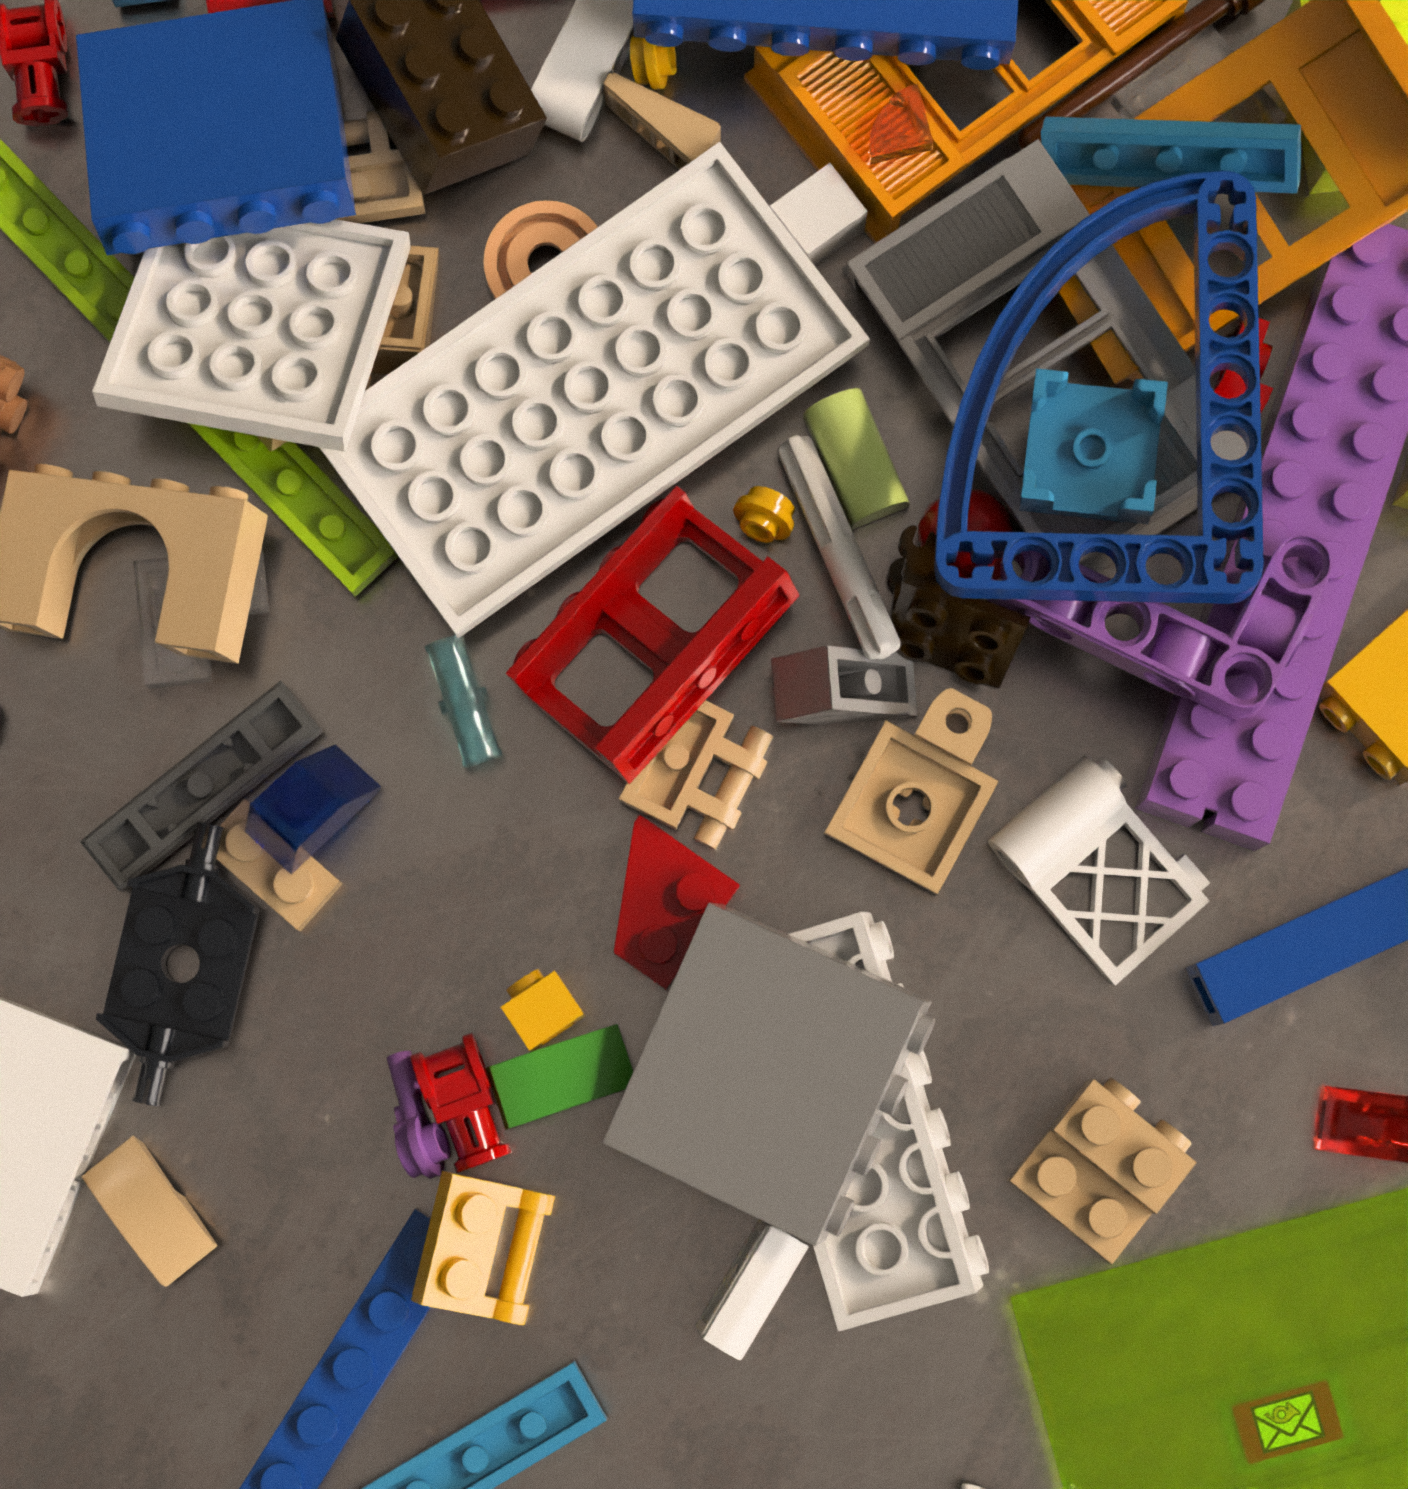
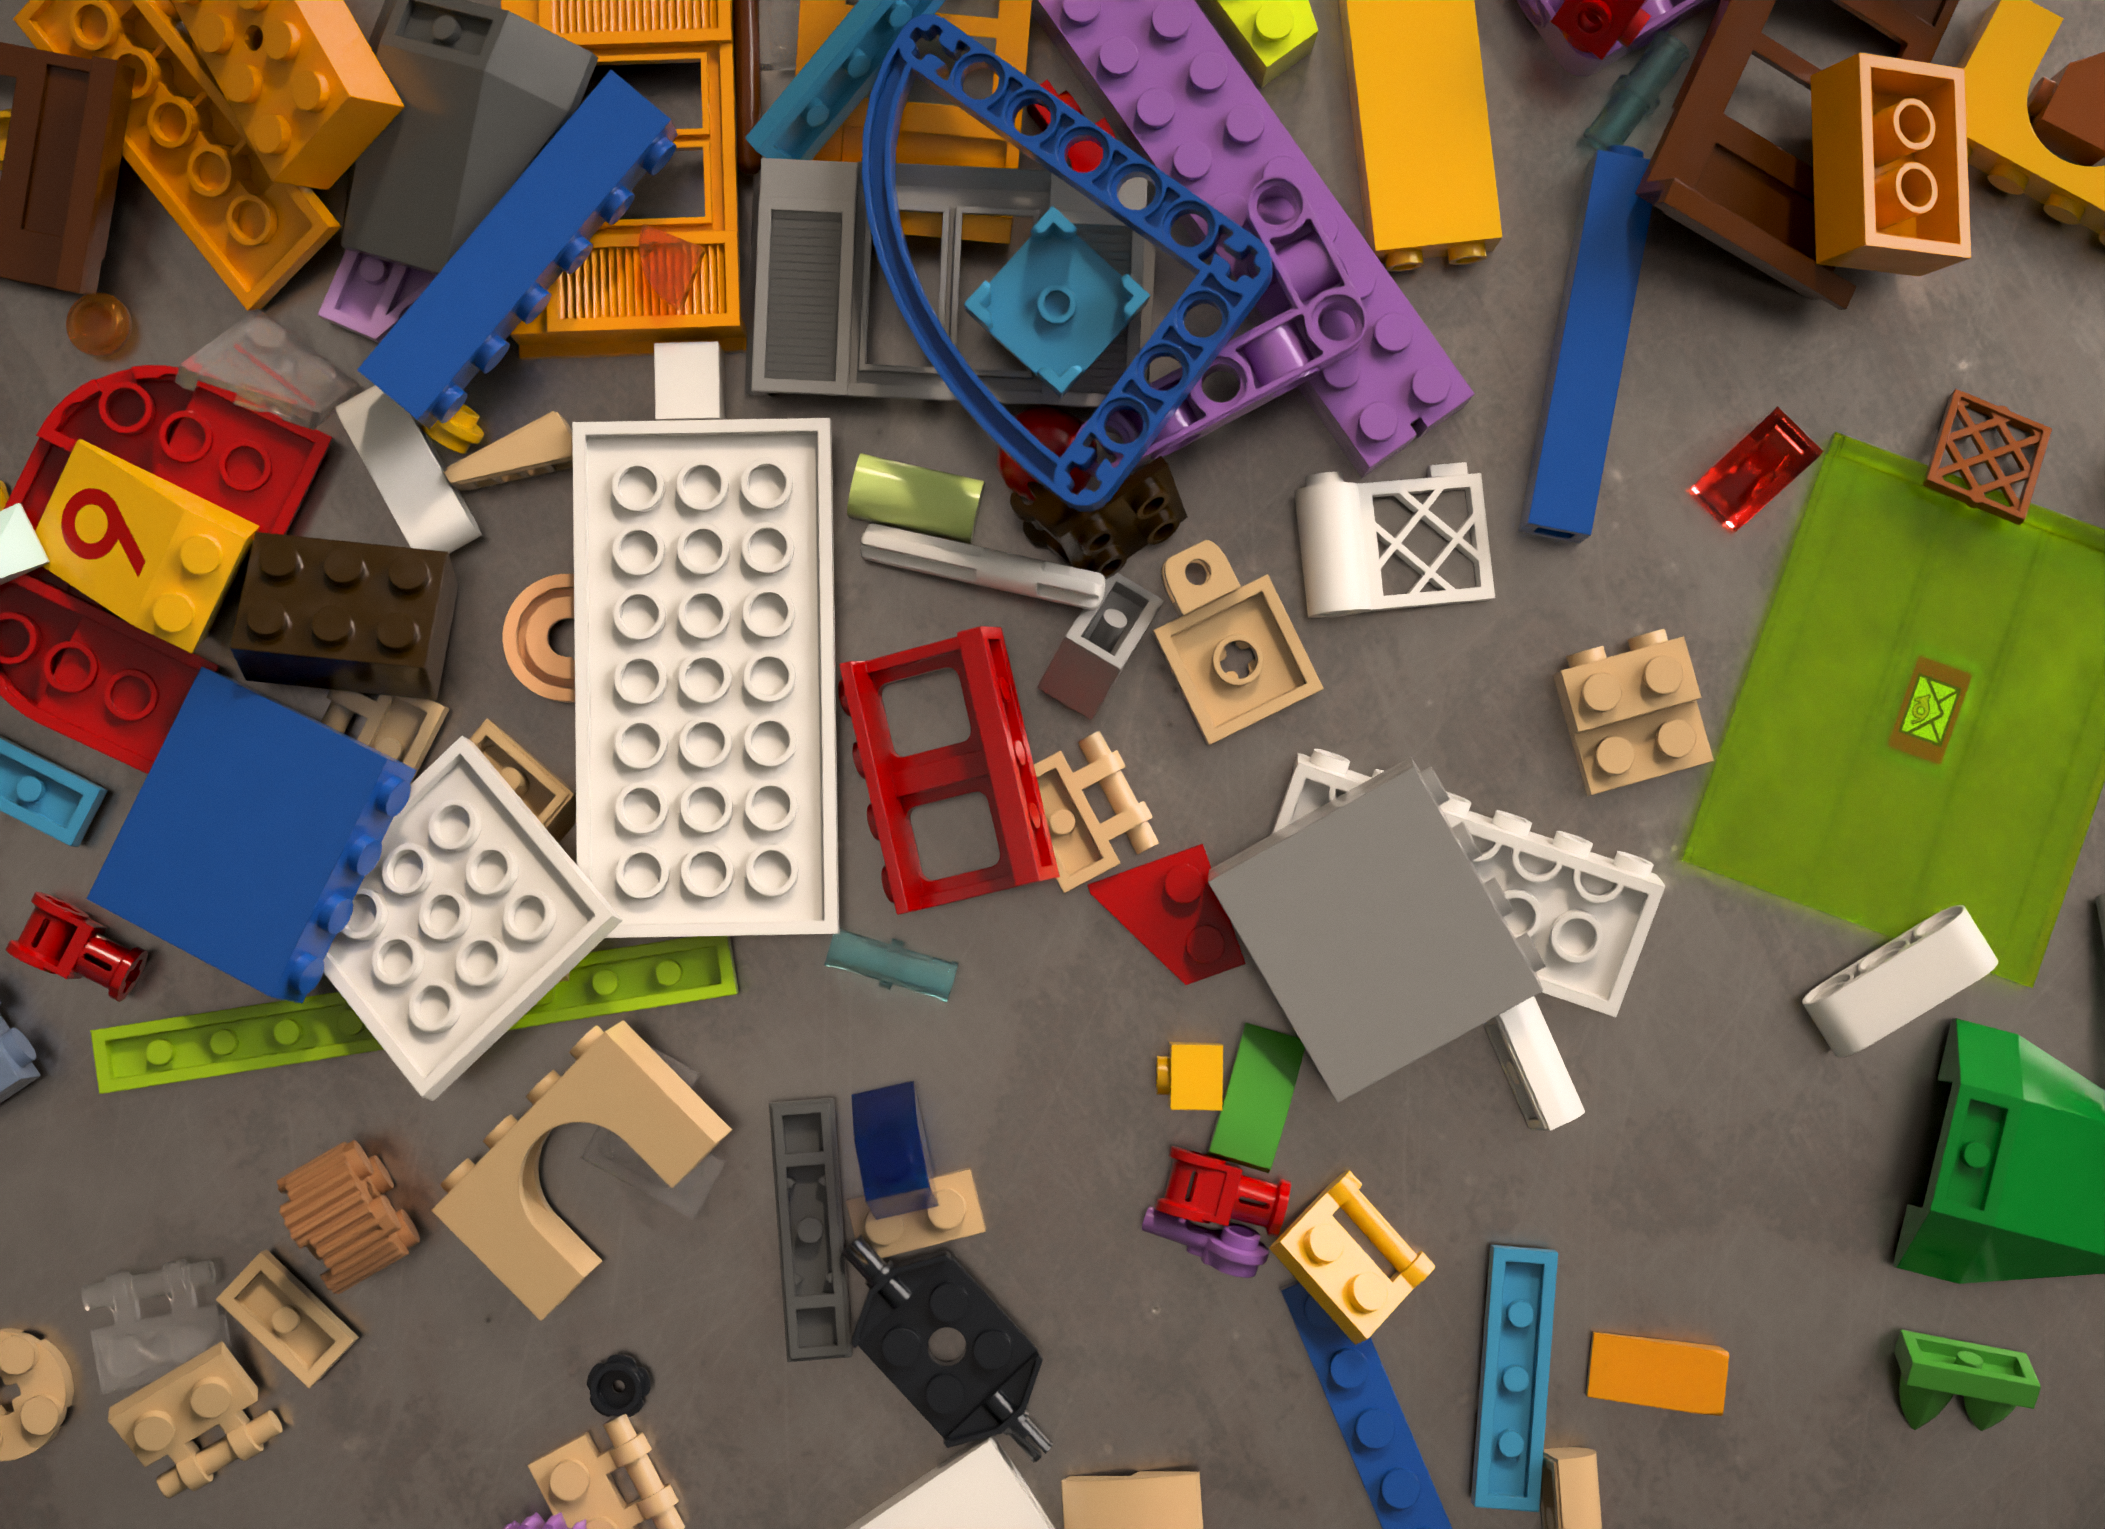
camera: 60 degrees left, 5 degrees up
(765, 514) = (910, 607): yellow plate -> none

